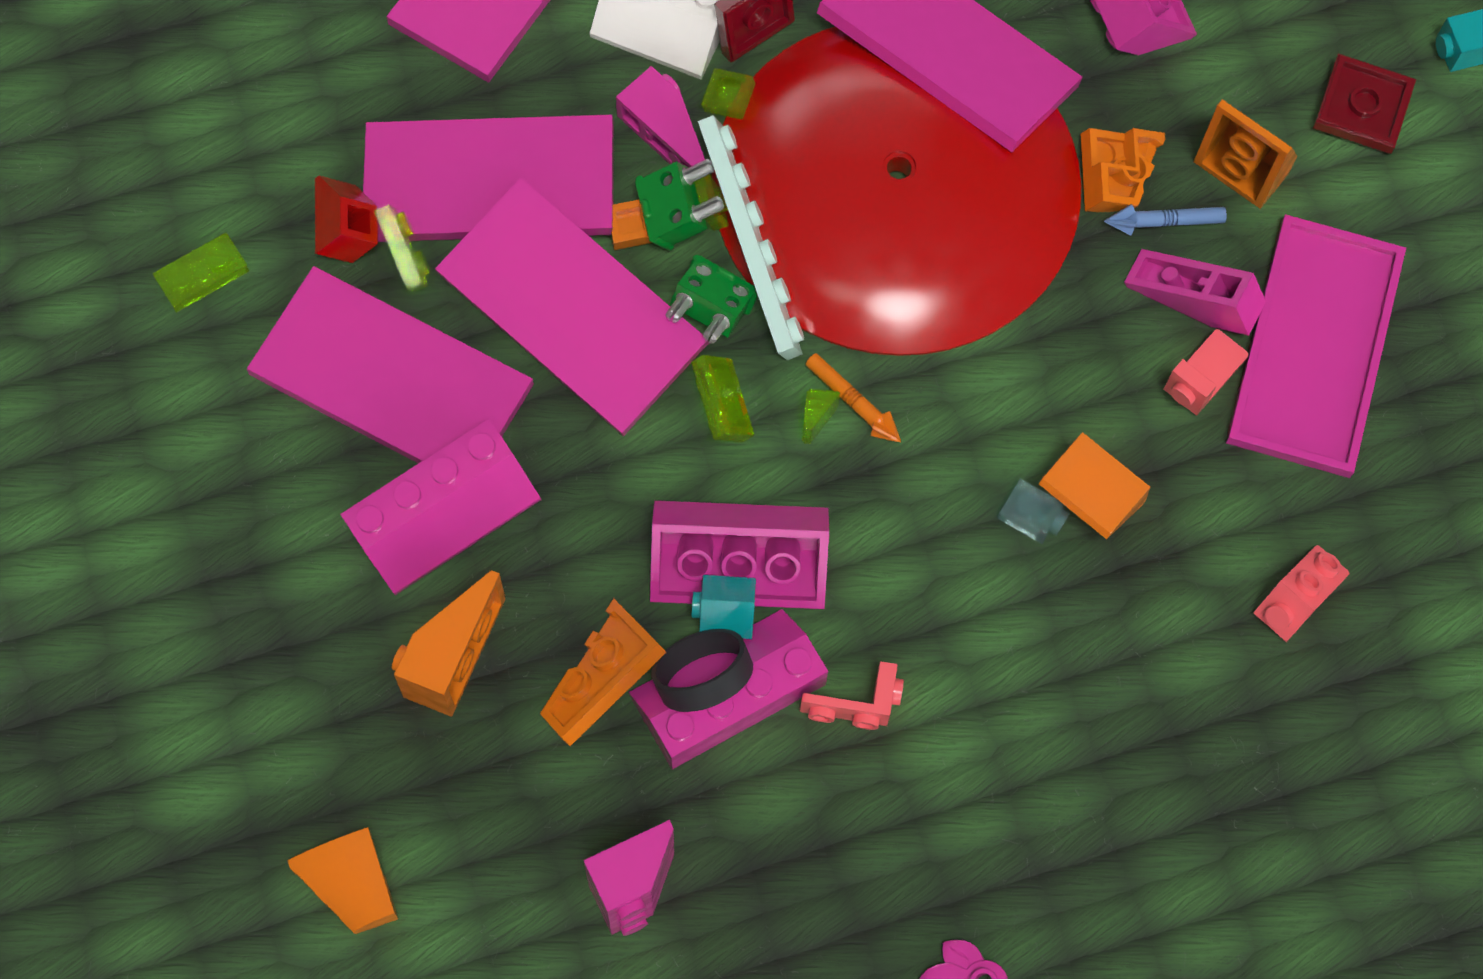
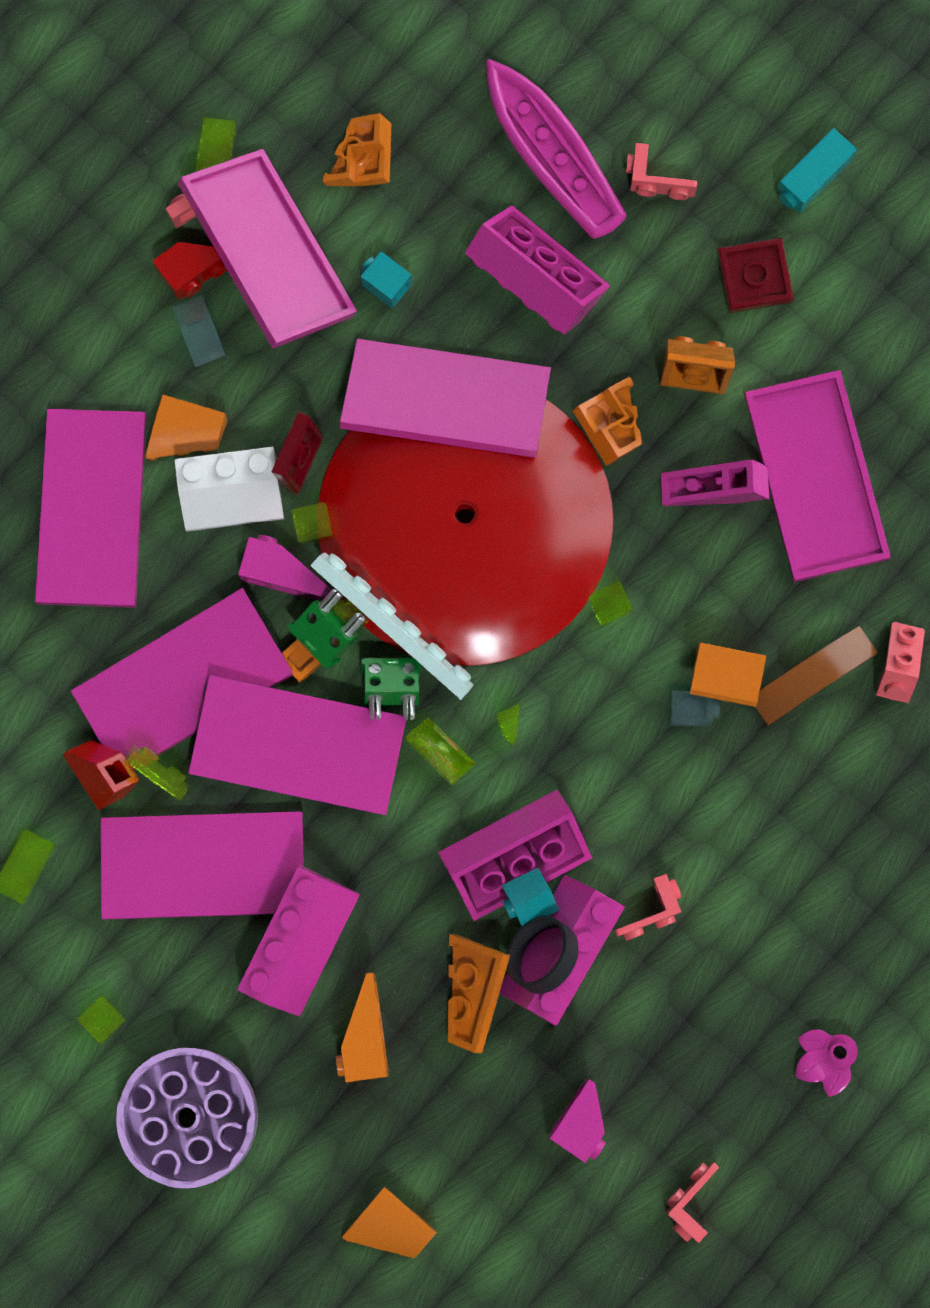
camera: 25 degrees left, 10 degrees up
(177, 472) = (101, 1019): none -> clear neon green plate
(227, 659) = (223, 1122): none -> lavender brick
(882, 424) = (556, 705): orange piece -> none
(1006, 351) = (610, 603): none -> clear neon green slope
(1129, 219) = (641, 457): medium blue piece -> none
(1192, 548) = (814, 675): none -> dark orange slope
(1206, 371) = (754, 541): coral bracket -> none

